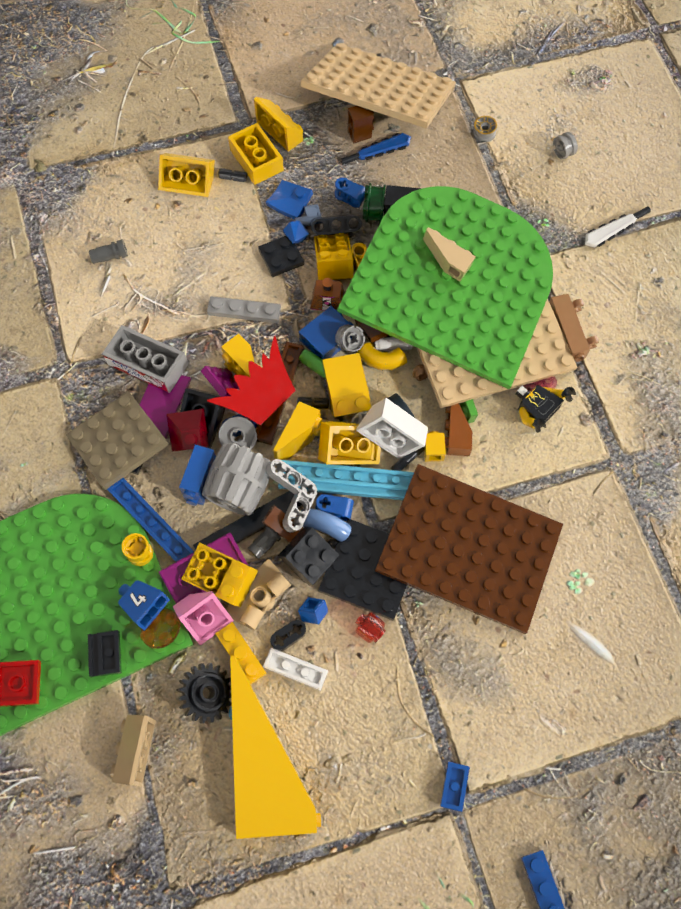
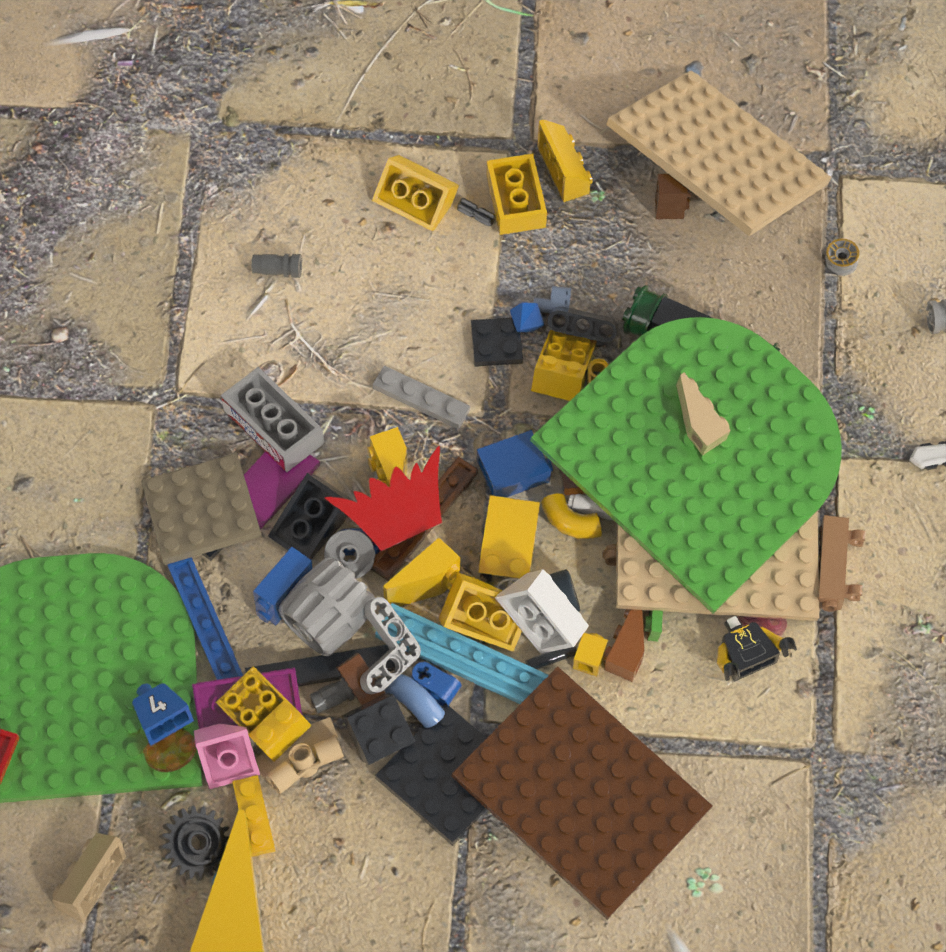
camera: 20 degrees right, 5 degrees down
(104, 653) = (95, 755): black plate -> none
(135, 545) = (177, 648): yellow wheel -> none
(187, 430) = (291, 526): dark red slope -> none
(220, 379) = (353, 476): magenta plate -> none
(285, 631) = (317, 809): black beam -> none
(289, 199) = (538, 270): blue plate -> none
(295, 669) = (311, 857): white tile -> none
(313, 362) = (479, 492): bright green piece -> none
(313, 610) = (359, 797): blue slope -> none
(318, 403) = (466, 548): black piece -> none
(327, 294) = (531, 412): dark orange torso -> none
(345, 343) = (528, 482): light grey wheel -> none
(350, 193) = (620, 286): blue piece -> none
(370, 627) = (419, 840): clear red head -> none
(387, 145) = (699, 237): blue sword -> none

